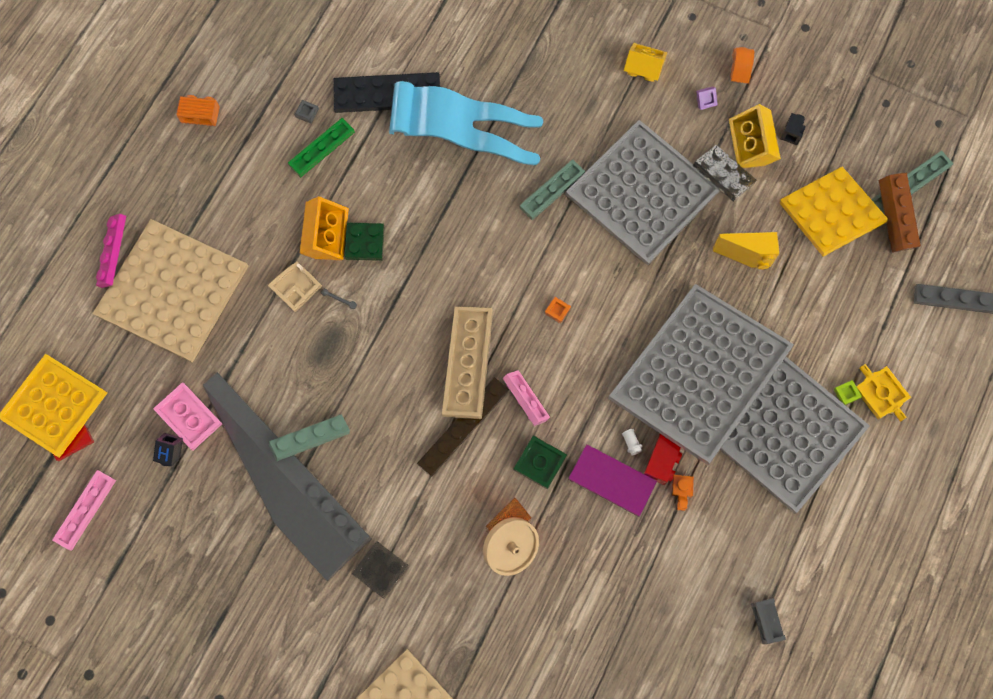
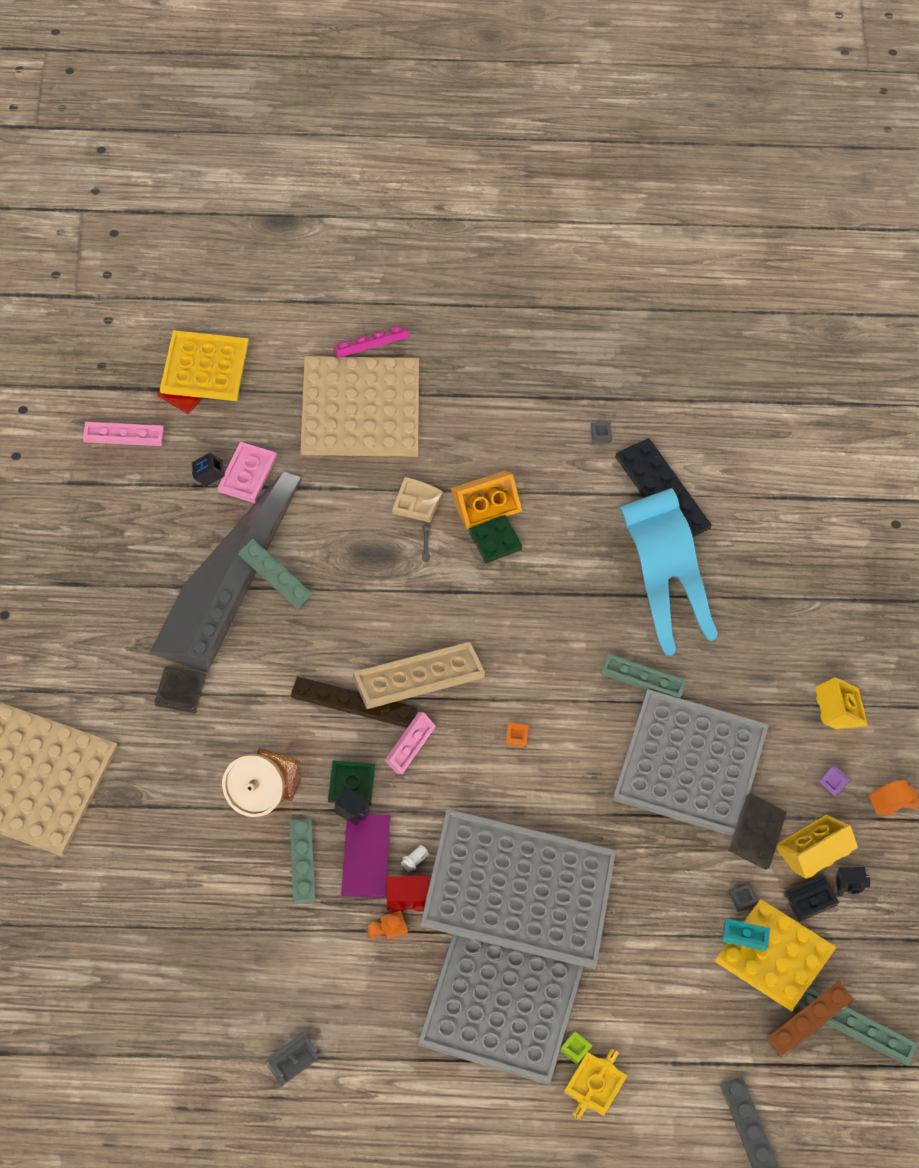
camera: 60 degrees right, 15 degrees down
(198, 110) = (547, 344): orange brick -> none
(321, 147) = (570, 460): green plate -> none
(570, 471) = (352, 806): none -> black brick
(592, 535) = (302, 861): none -> sand green plate
(749, 248) = (685, 889): yellow slope -> none
(771, 211) = (743, 897): none -> dark grey tile
(795, 163) = (811, 898): none -> black plate
(817, 222) = (746, 934): none -> teal plate

